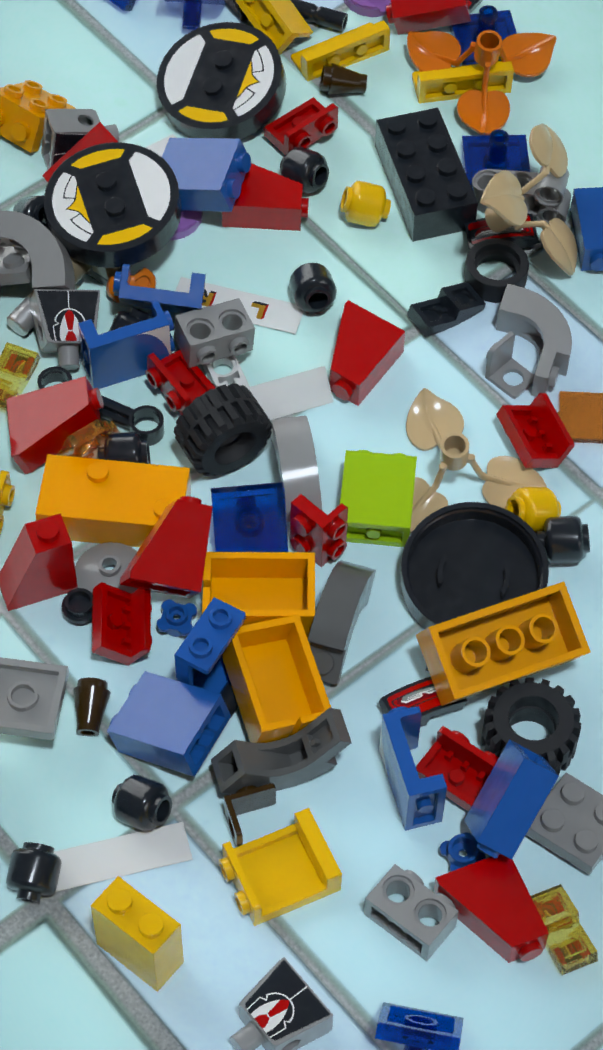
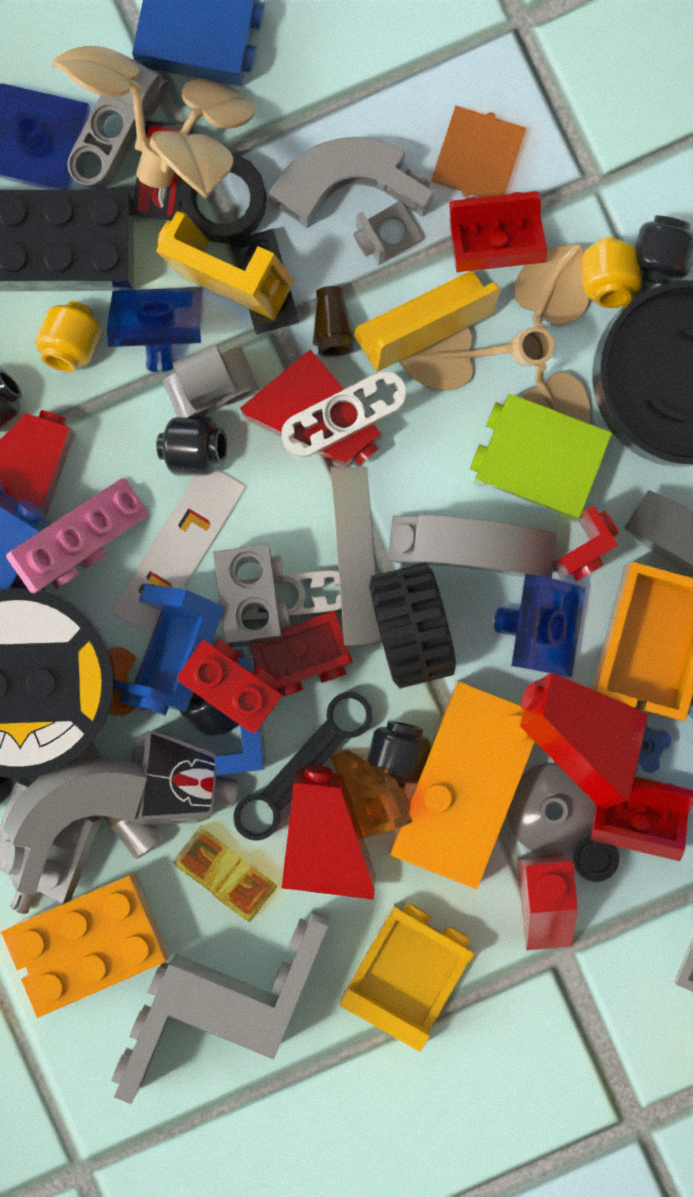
camera: 70 degrees left, 30 degrees up
(145, 302) = (228, 686): none -> red bracket
(221, 222) = (77, 537): none -> bright pink bracket
(361, 271) = (209, 381): none -> light grey piece
(367, 369) = (379, 409): none -> white beam
(393, 244) = (156, 321): none -> clear blue tile
(428, 352) = (332, 324): none -> dark brown cone
(444, 266) = (258, 288): none -> yellow panel
(451, 400) = (426, 320): none -> yellow panel

